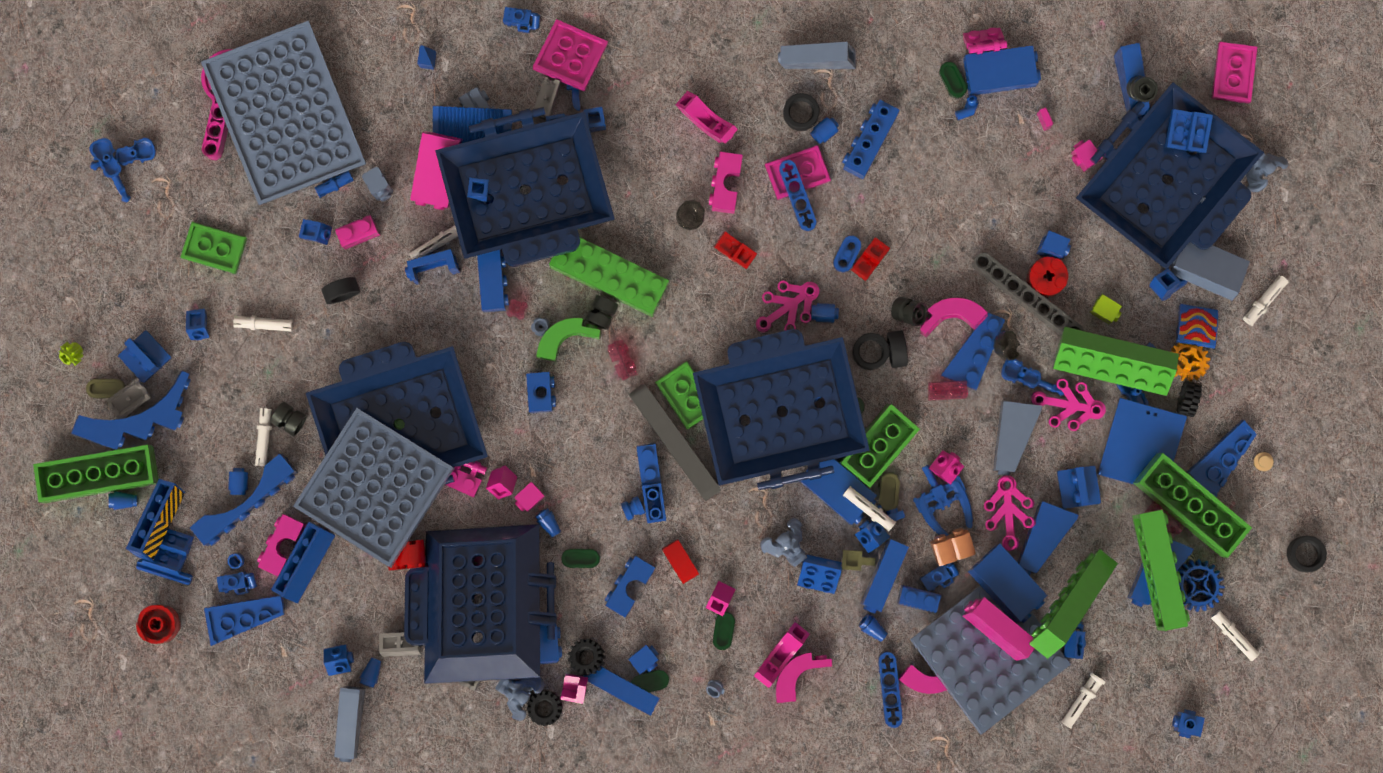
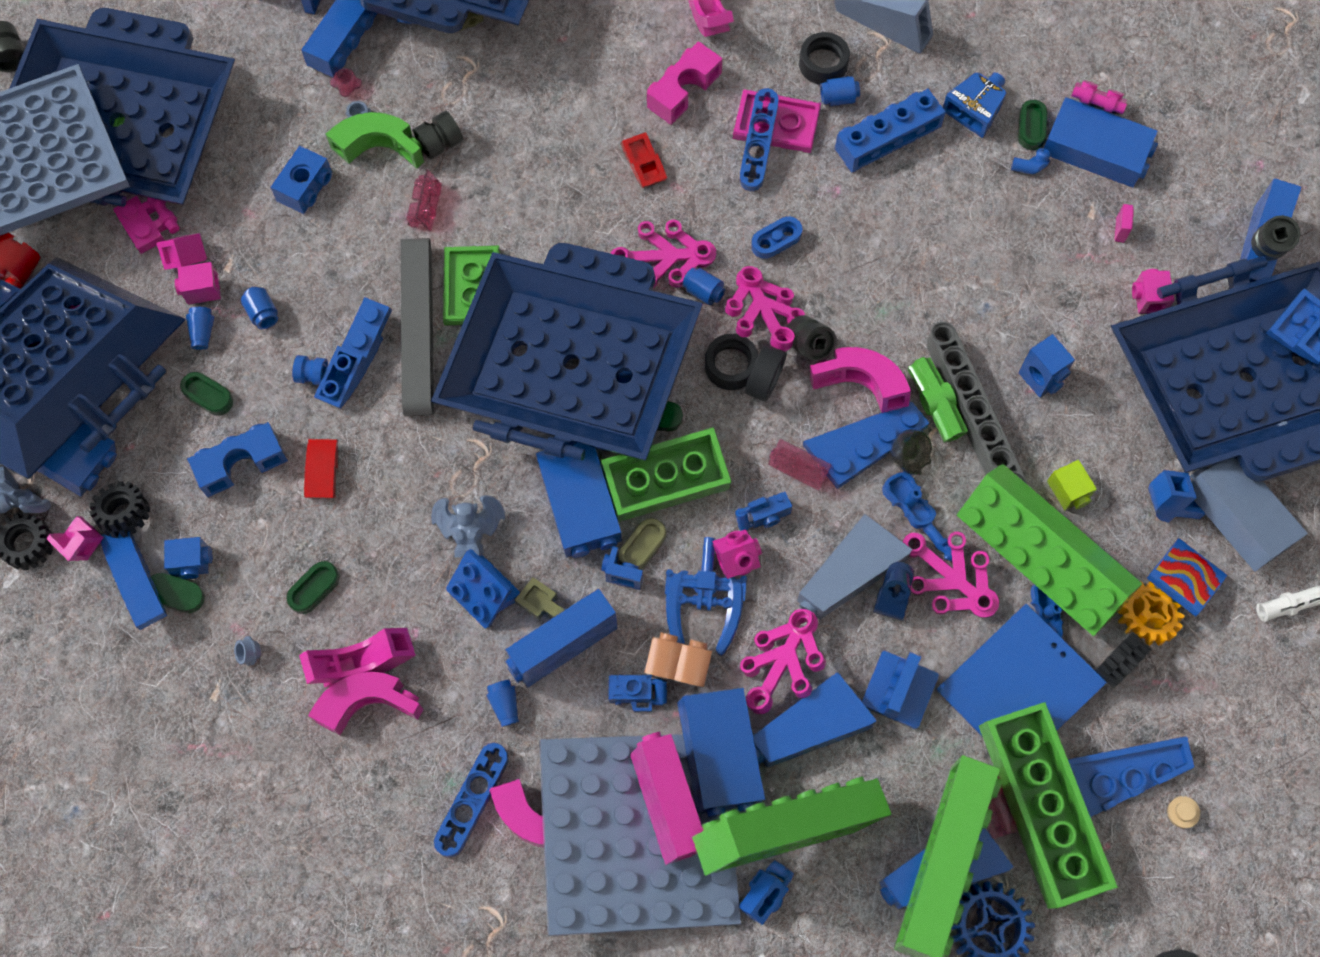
camera: 30 degrees right, 15 degrees down
(574, 488) = (259, 307): none -> blue brick
(613, 276) = (478, 102): bright green brick -> none
(690, 215) = (616, 90): clear smoke hair -> none
(720, 598) = (334, 539): dark pink brick -> none
(868, 305) = (751, 281): none -> dark pink plant
(870, 259) = (804, 260): red slope -> none
(870, 509) = (603, 550): white pin -> none
(871, 535) = (581, 578): blue brick -> none
(912, 86) = (976, 102): none -> blue torso
(918, 599) = (589, 700): blue brick -> none
(946, 432) = (764, 512): none -> blue piece
(1002, 302) = (937, 399): none -> bright green piece
(1045, 437) = (895, 591): none -> dark blue piece
(1053, 267) = (1018, 400): red brick -> none

